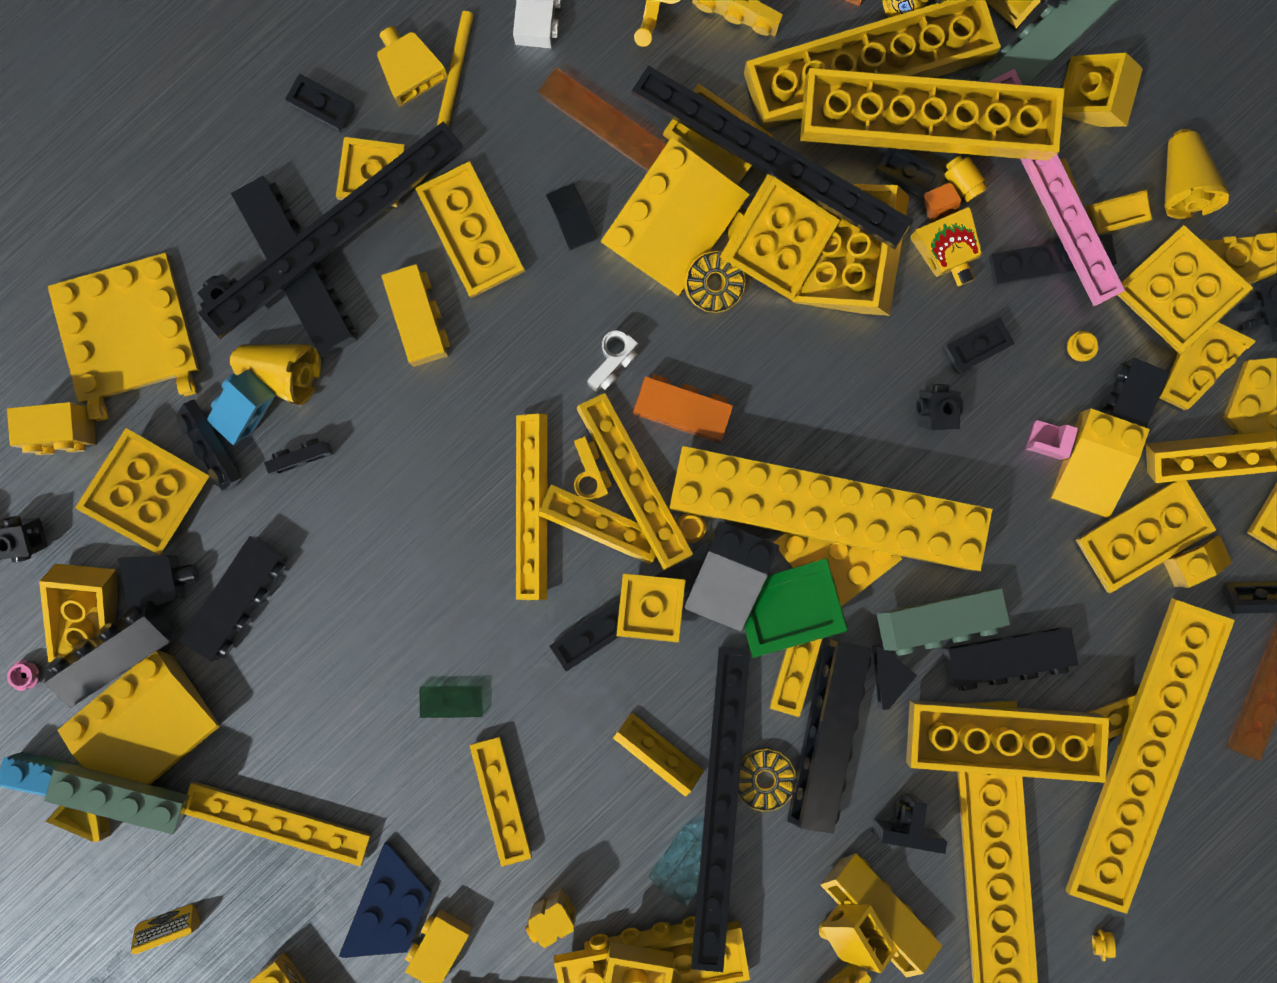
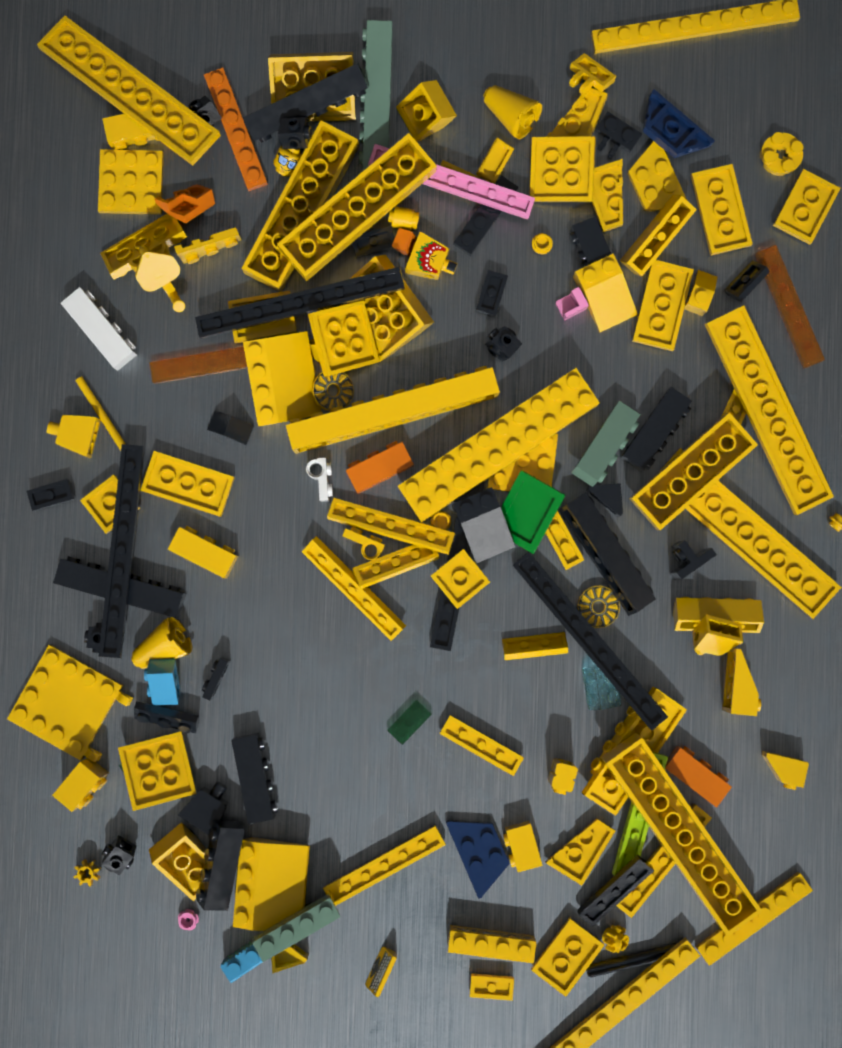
camera: 40 degrees left, 0 degrees up
(756, 364) = (392, 410): none -> yellow brick

